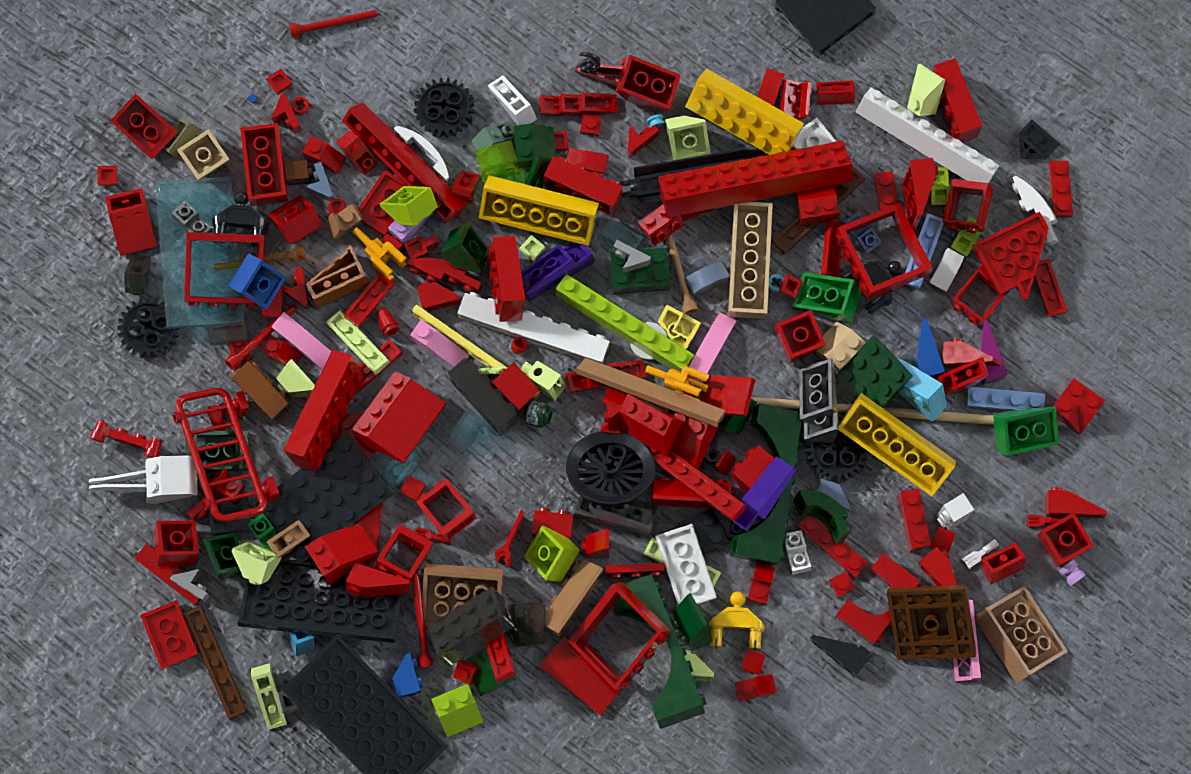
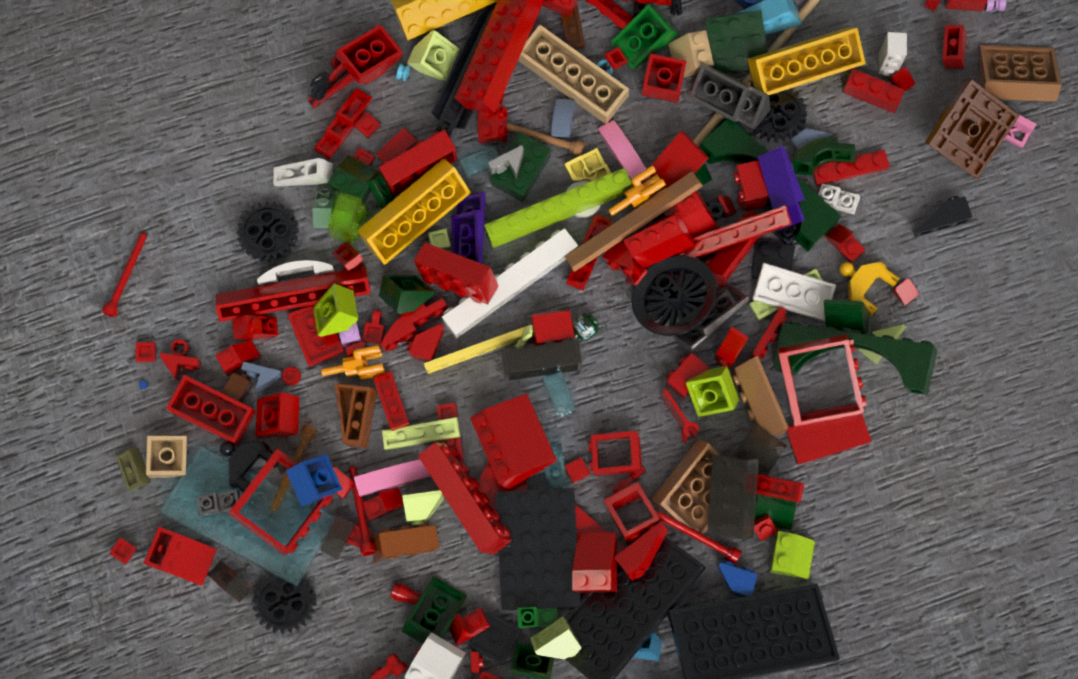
camera: 55 degrees left, 0 degrees up
(143, 126) = (102, 491): red slope -> none
(238, 404) = (407, 570): red bar -> none
(288, 539) = (555, 600): medium nougat slope -> none
(298, 293) = (345, 454): red slope -> none
(343, 222) = (308, 377): medium nougat slope -> none
(387, 323) = (420, 398): red cone -> none
(437, 344) = (470, 368): bright pink slope -> none
(518, 346) = (516, 304): red hinge -> none
(545, 379) = (564, 296): yellowish green torso -> none
(638, 142) = (408, 97): red slope -> none
(755, 687) = (928, 304): red slope -> none
(842, 584) = (887, 181): red plate -> none
(871, 626) = (939, 180): red arch -> none
(938, 568) = (928, 98): red slope -> none
(975, 557) = (932, 65): white piece -> none

